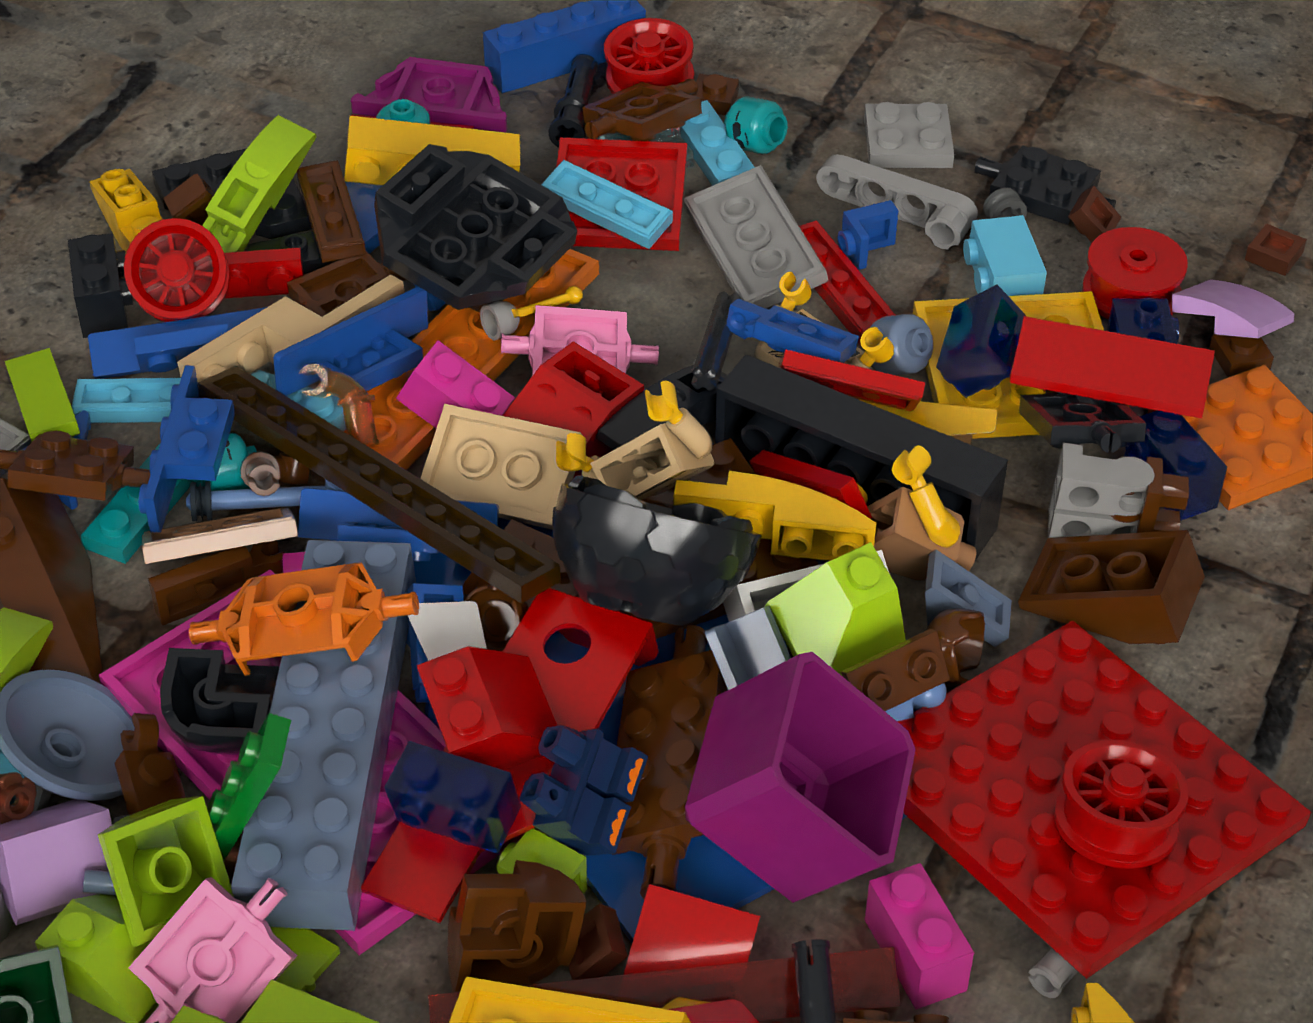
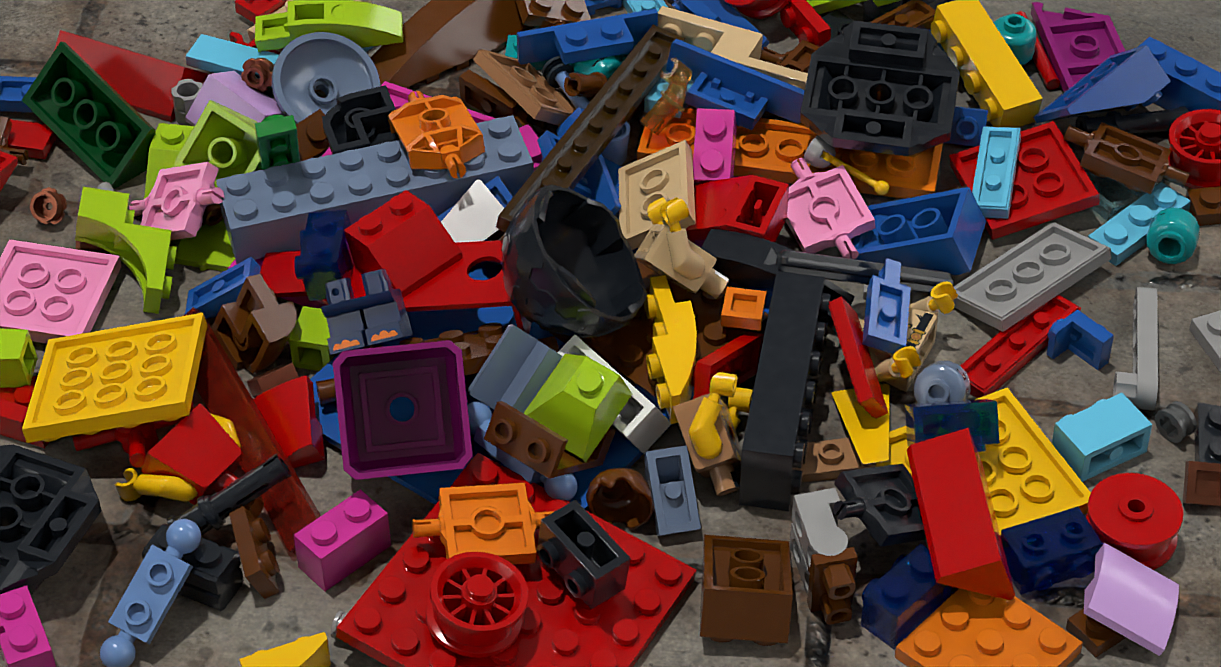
camera: 70 degrees right, 0 degrees up
(407, 955) = (221, 289): none -> blue plate
(540, 84) = (1116, 83): none -> blue slope
(662, 284) = (925, 232): none -> blue slope
(738, 443) = (743, 308): none -> orange plate
(995, 762) = (485, 520): none -> orange plate
(1077, 683) = (582, 554): none -> black brick

